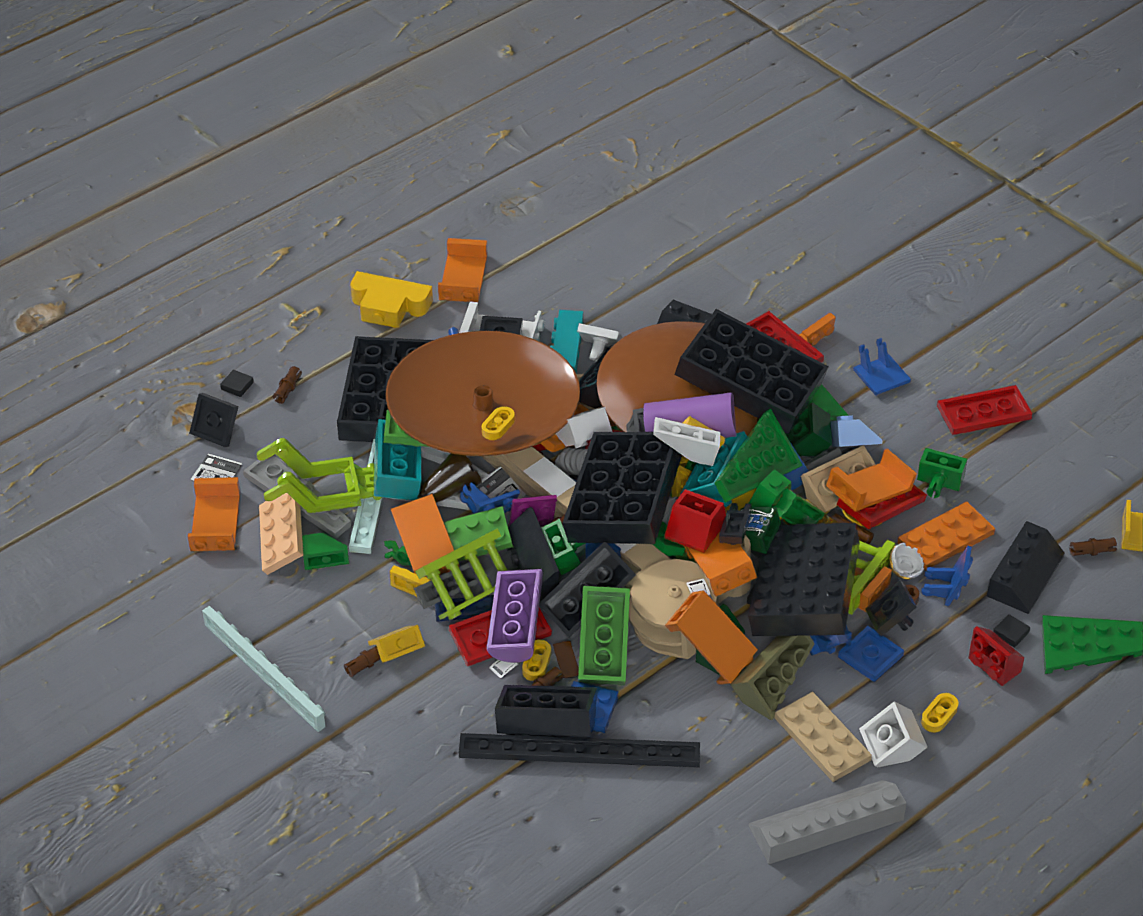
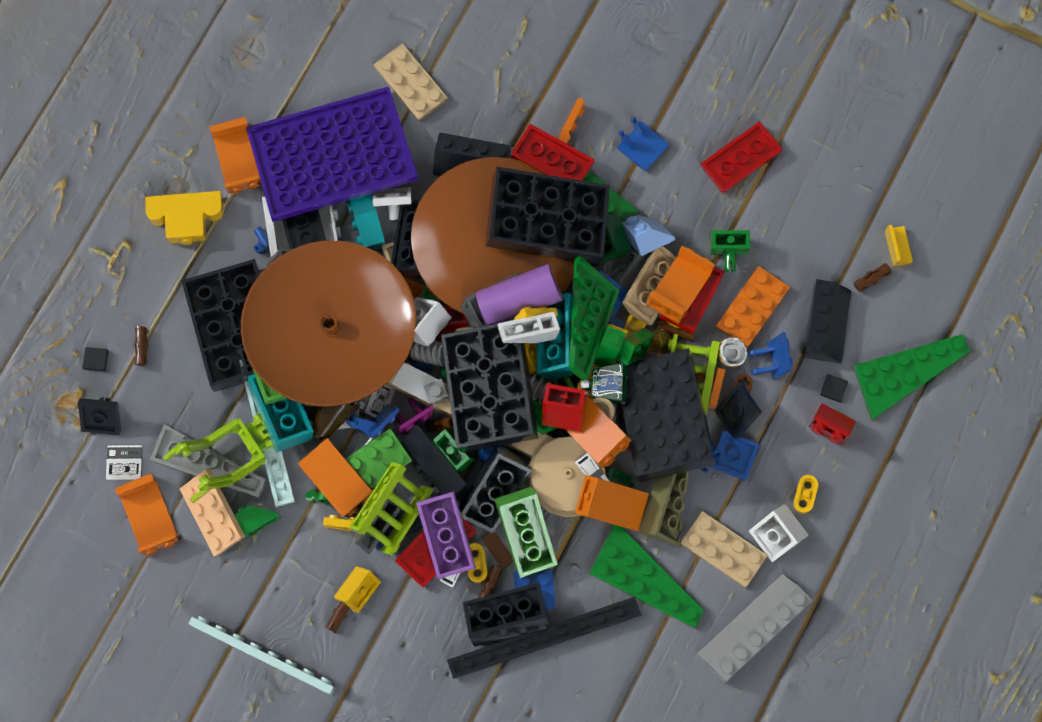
camera: 20 degrees left, 30 degrees up
(498, 423) = (360, 363): yellow plate -> none
(556, 289) = (331, 154): none -> dark purple plate
(564, 486) = (436, 391): none -> light grey plate
(664, 266) = (410, 82): none -> tan plate
(707, 718) = (634, 572): none -> green wing
(735, 524) = (598, 399): black hinge -> none

